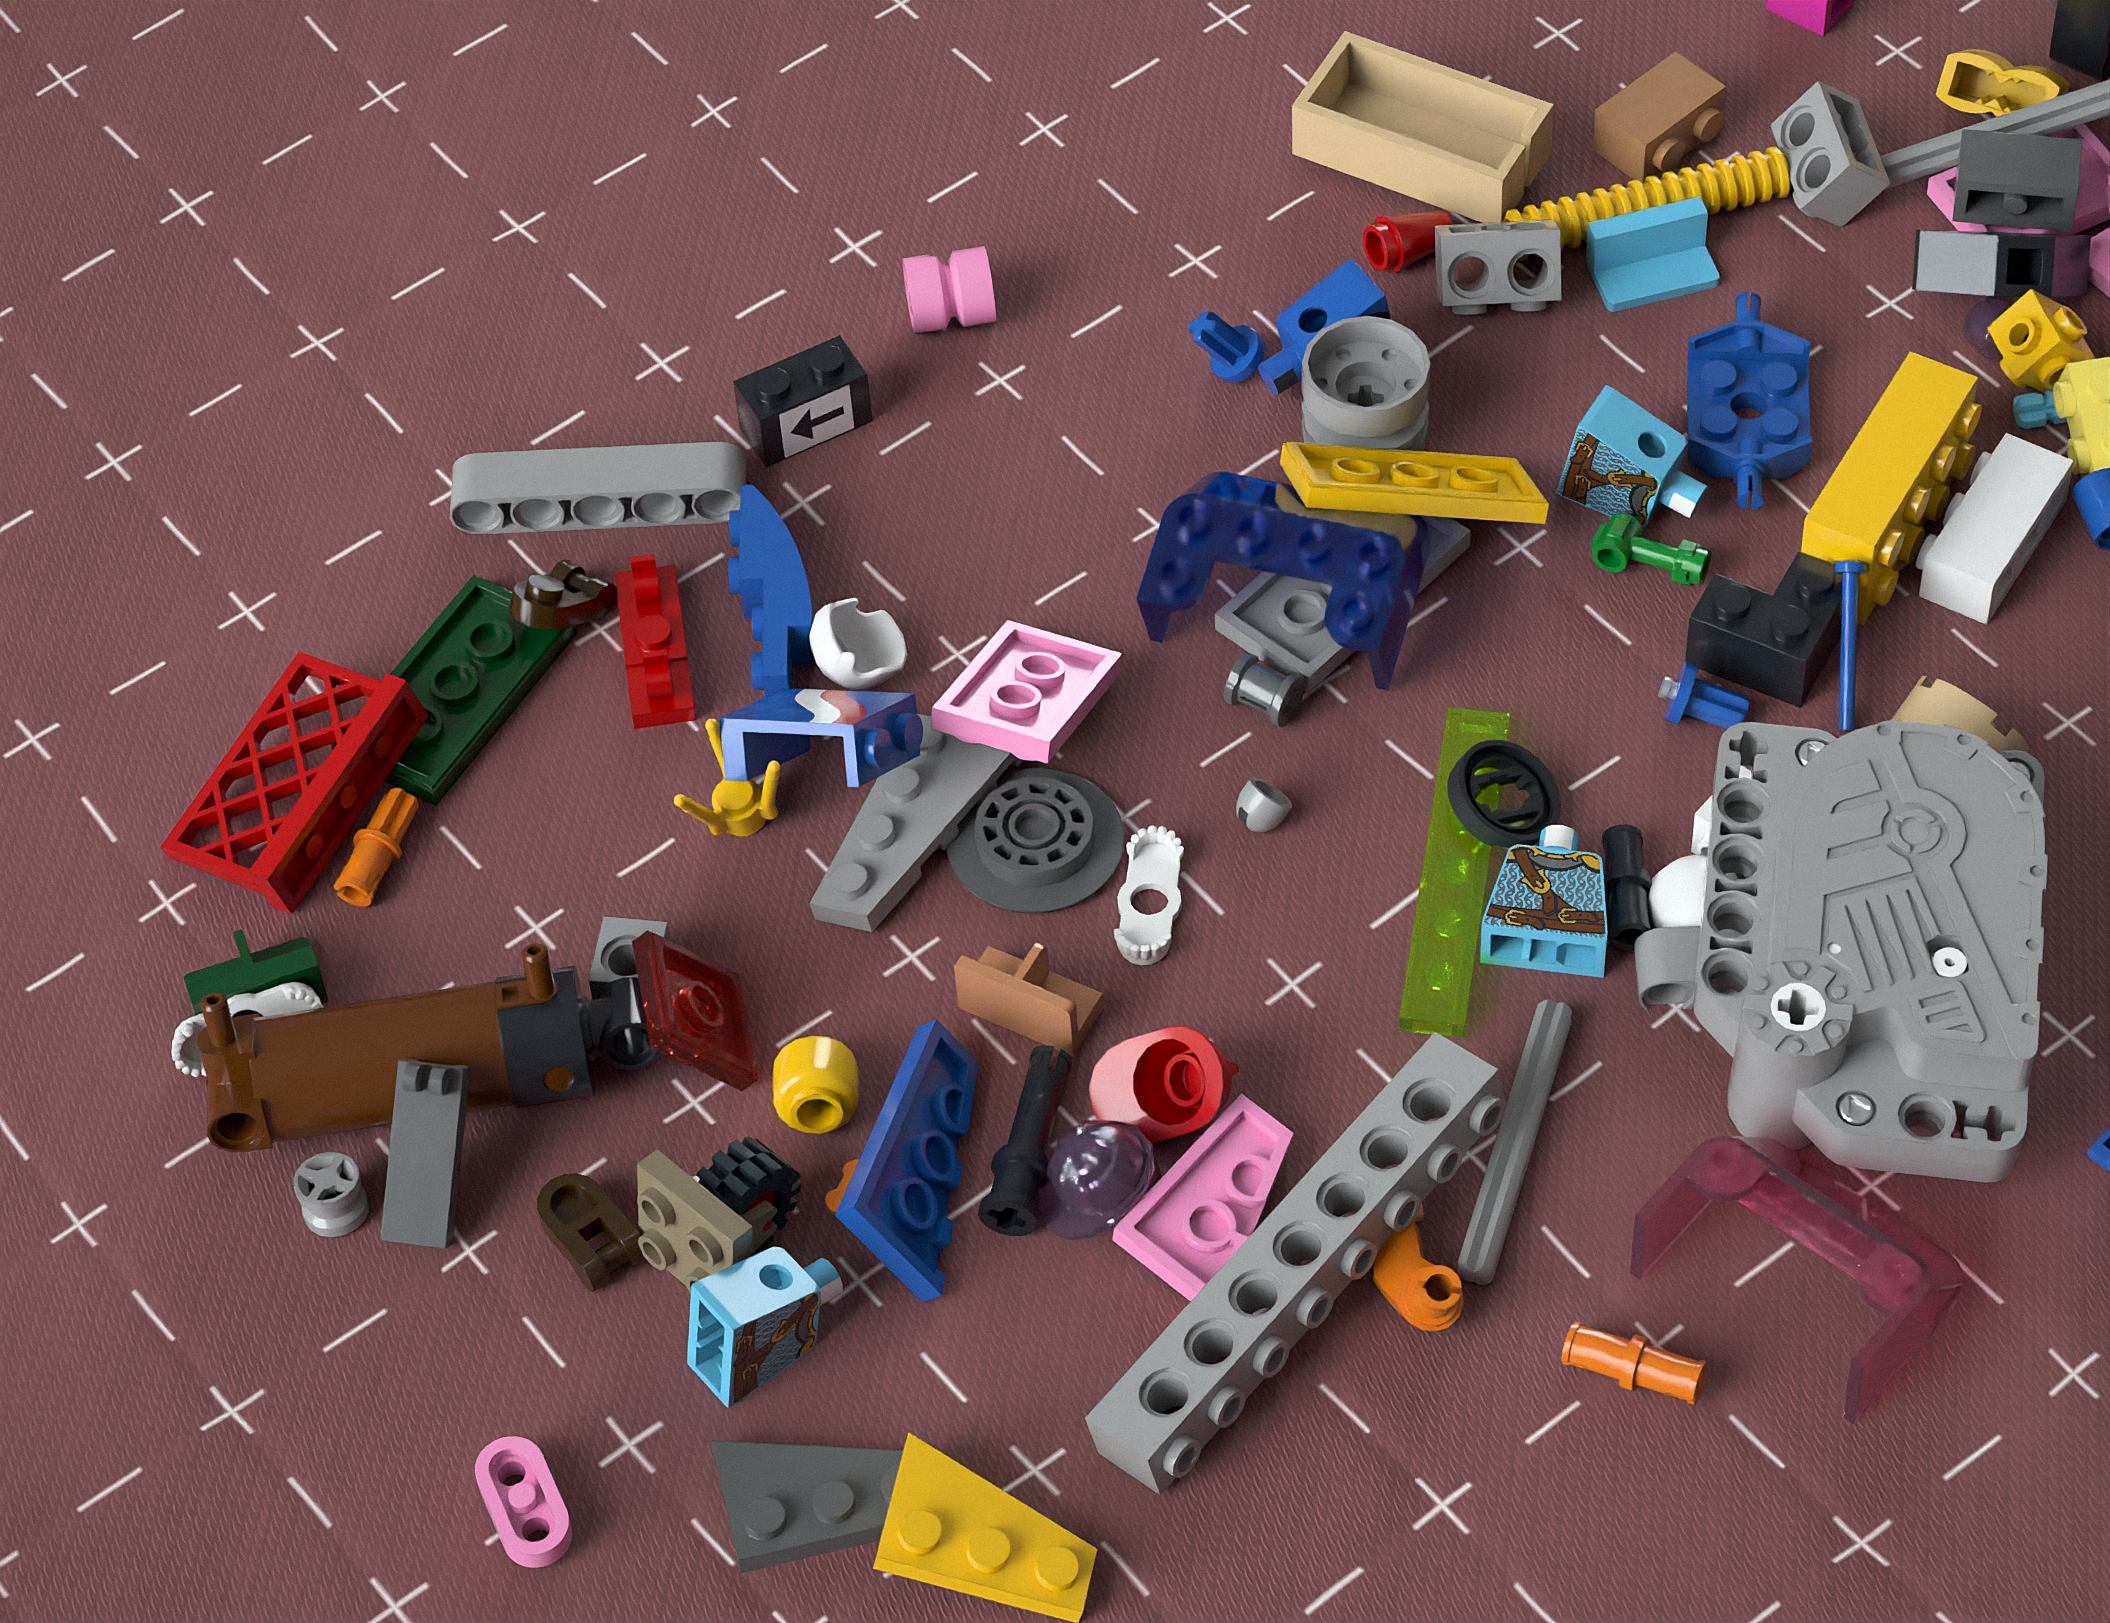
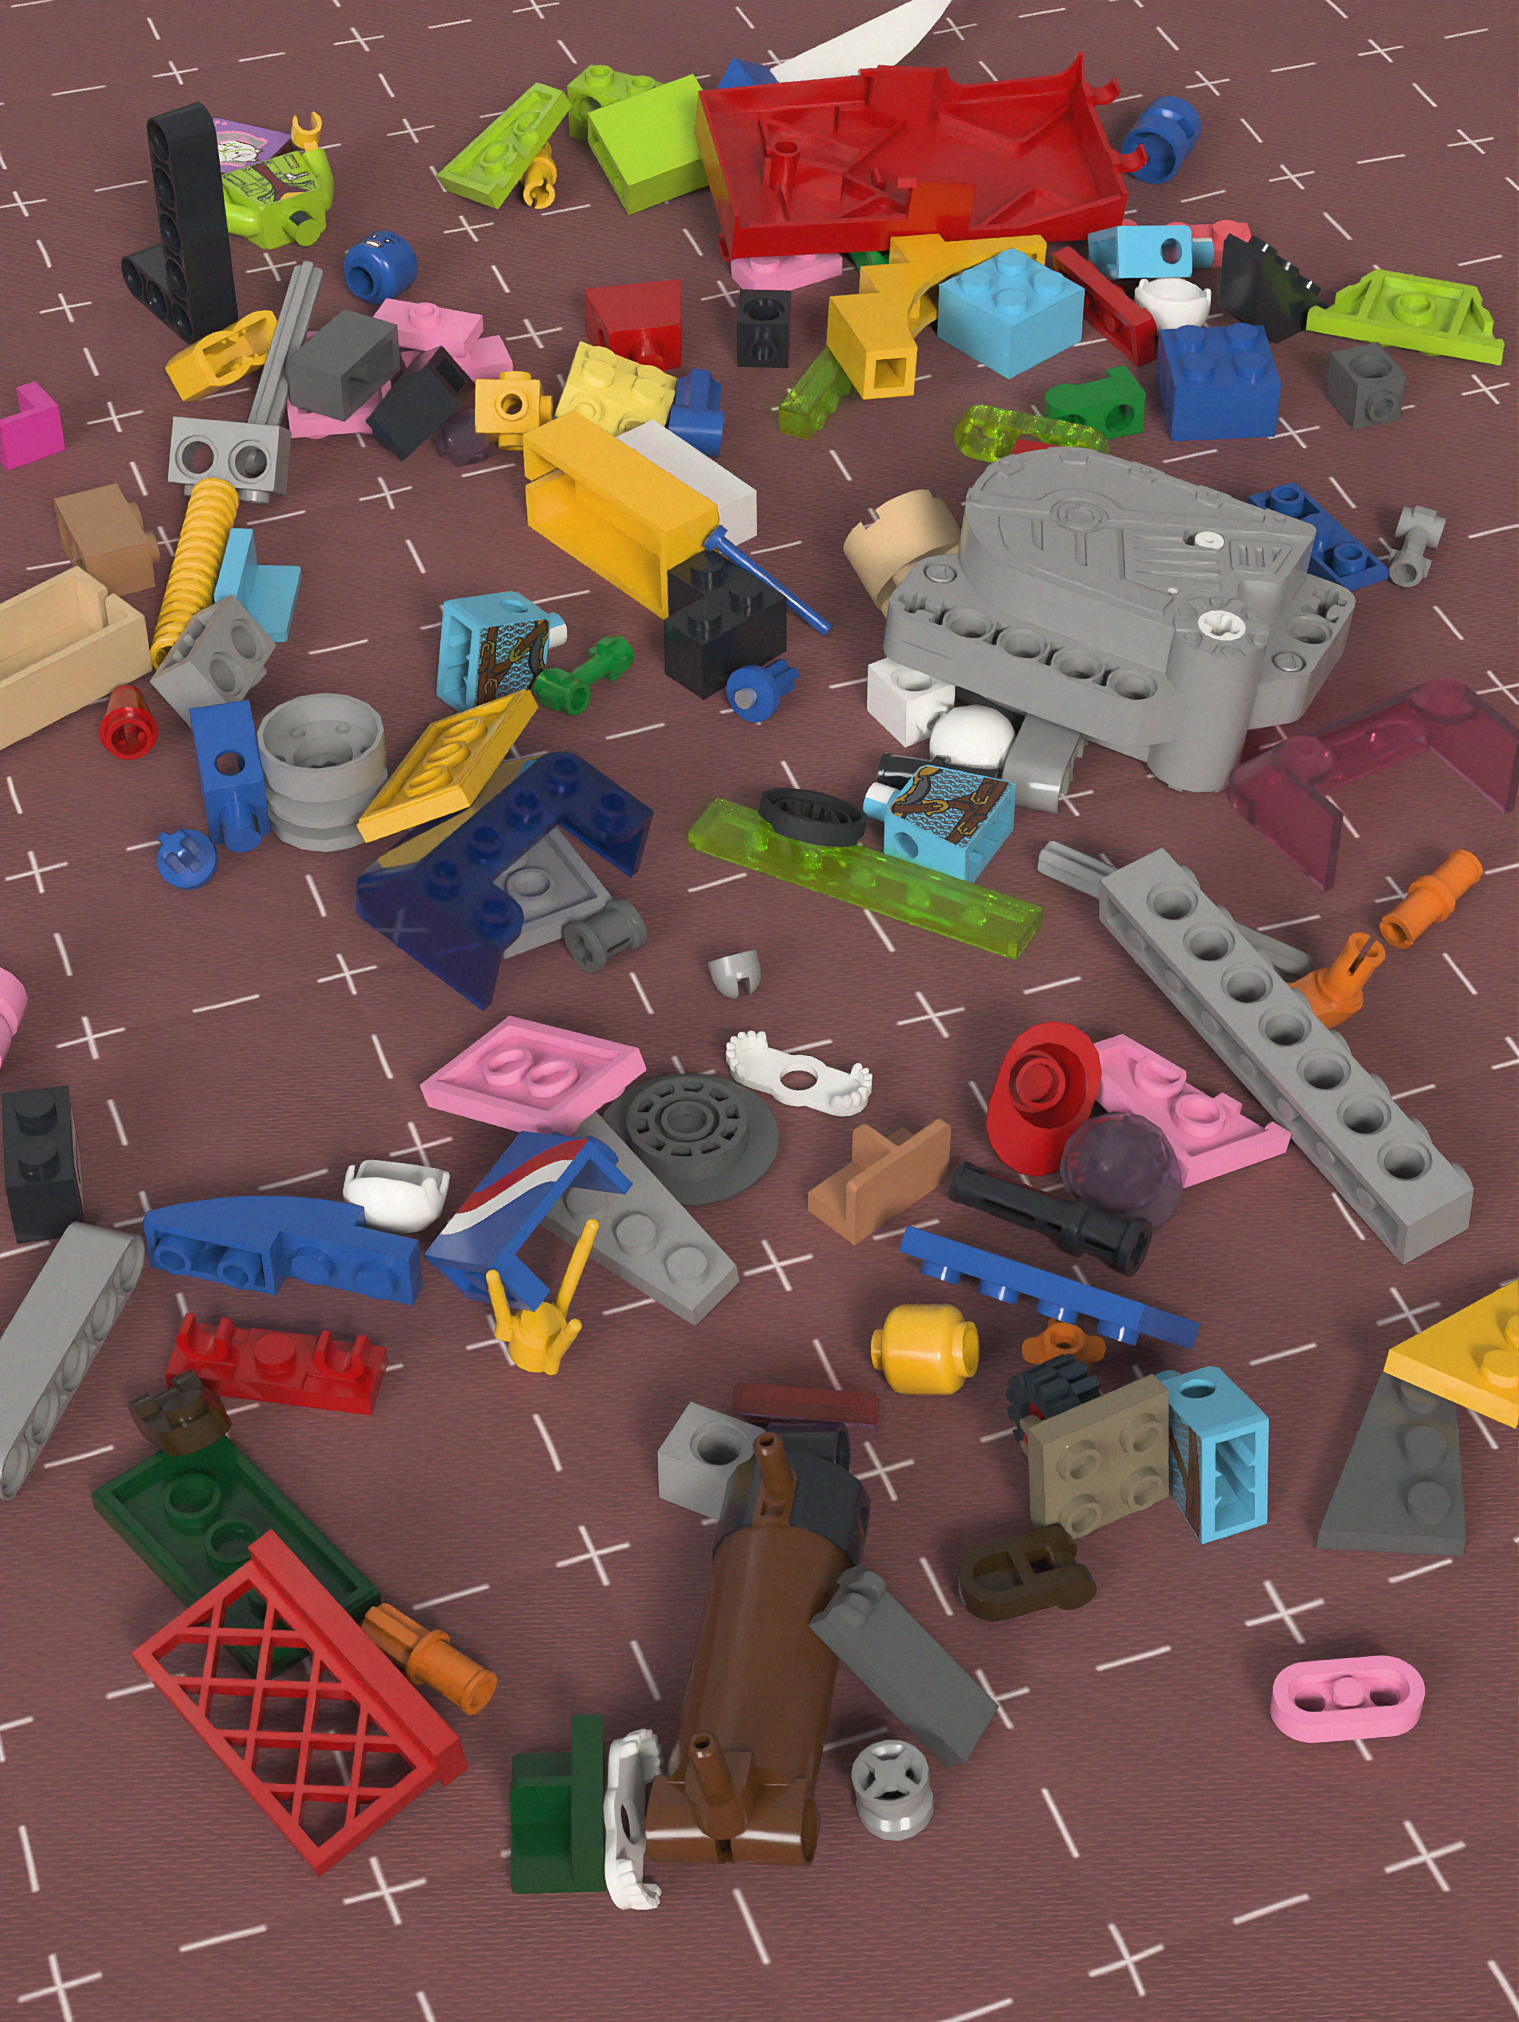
camera: 75 degrees left, 10 degrees down
(1755, 369) = (425, 572): blue plate -> none

